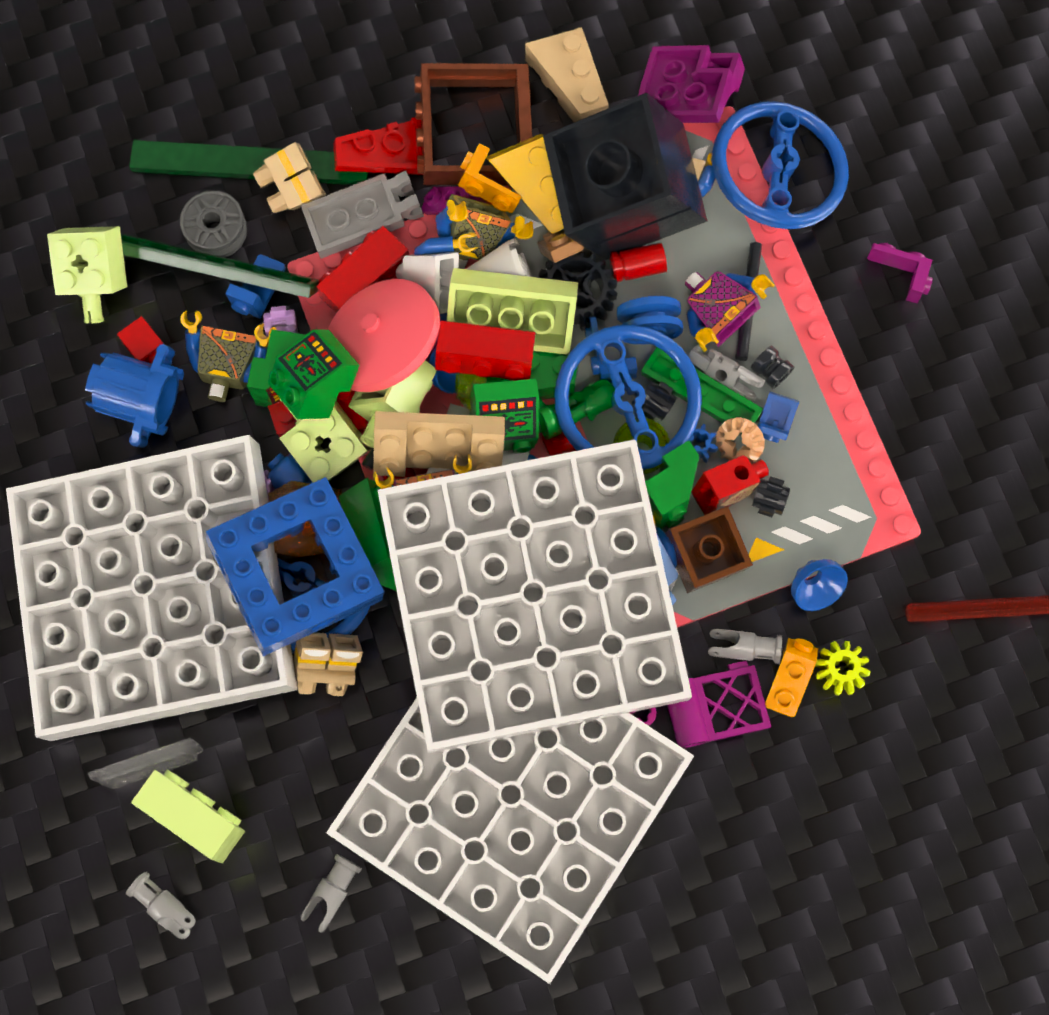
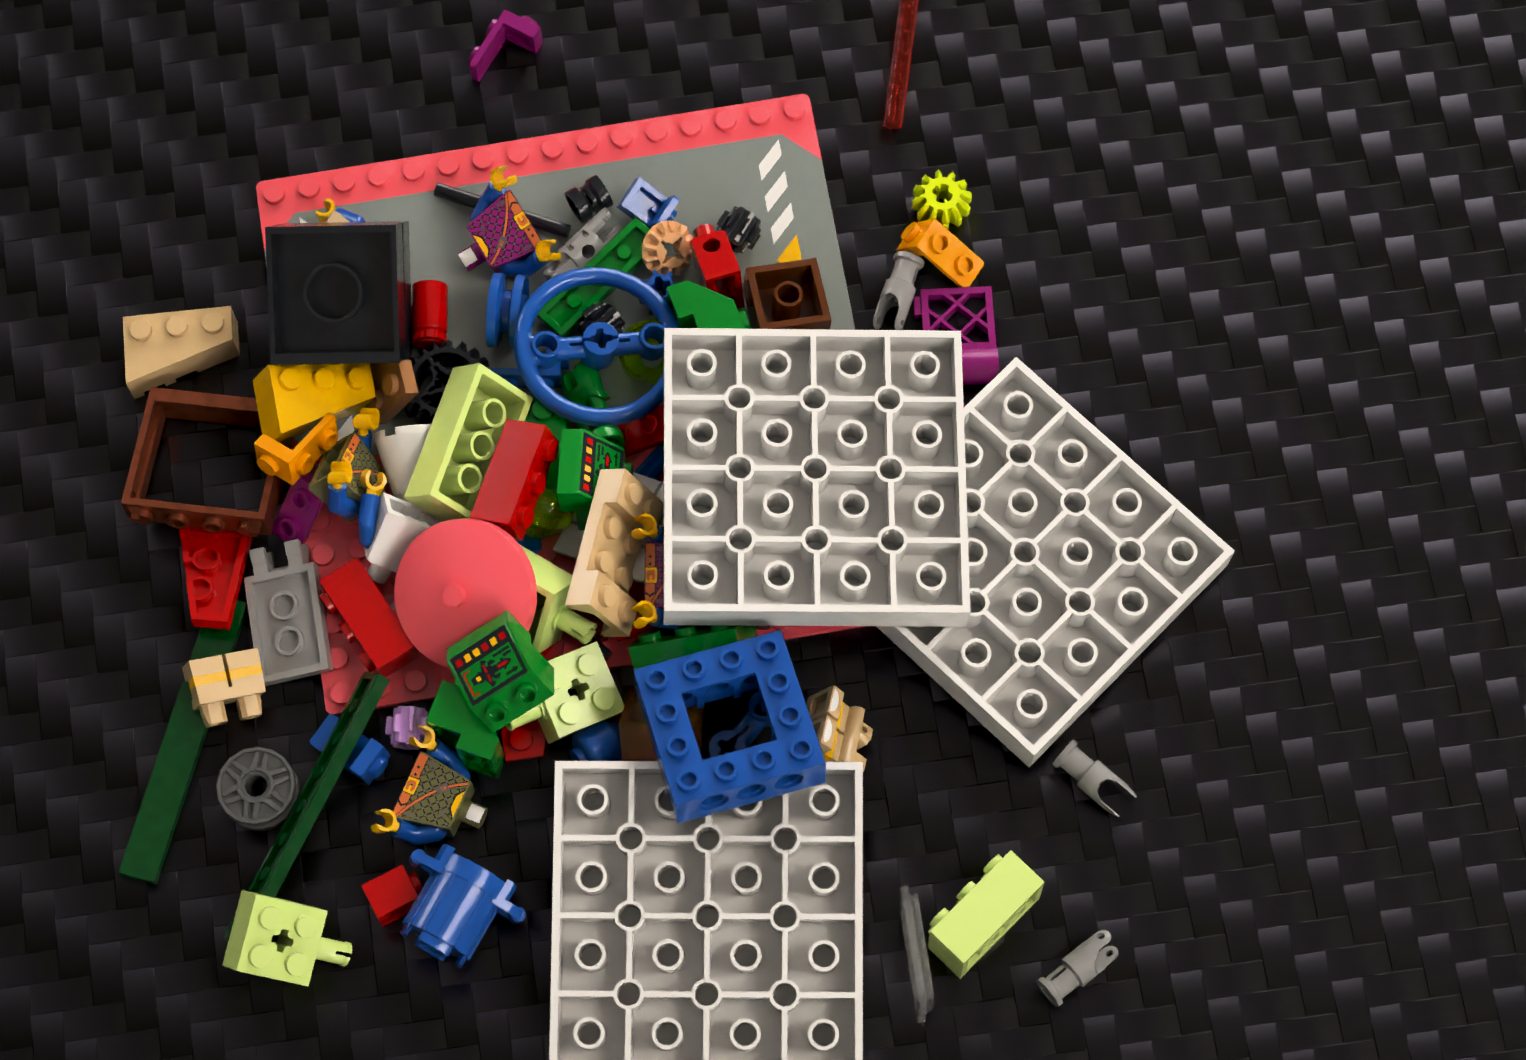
camera: 80 degrees left, 5 degrees down
(692, 81) = (224, 221): magenta slope -> none
(790, 117) = (348, 142): blue piece -> none
(823, 588) = (844, 203): blue piece -> none

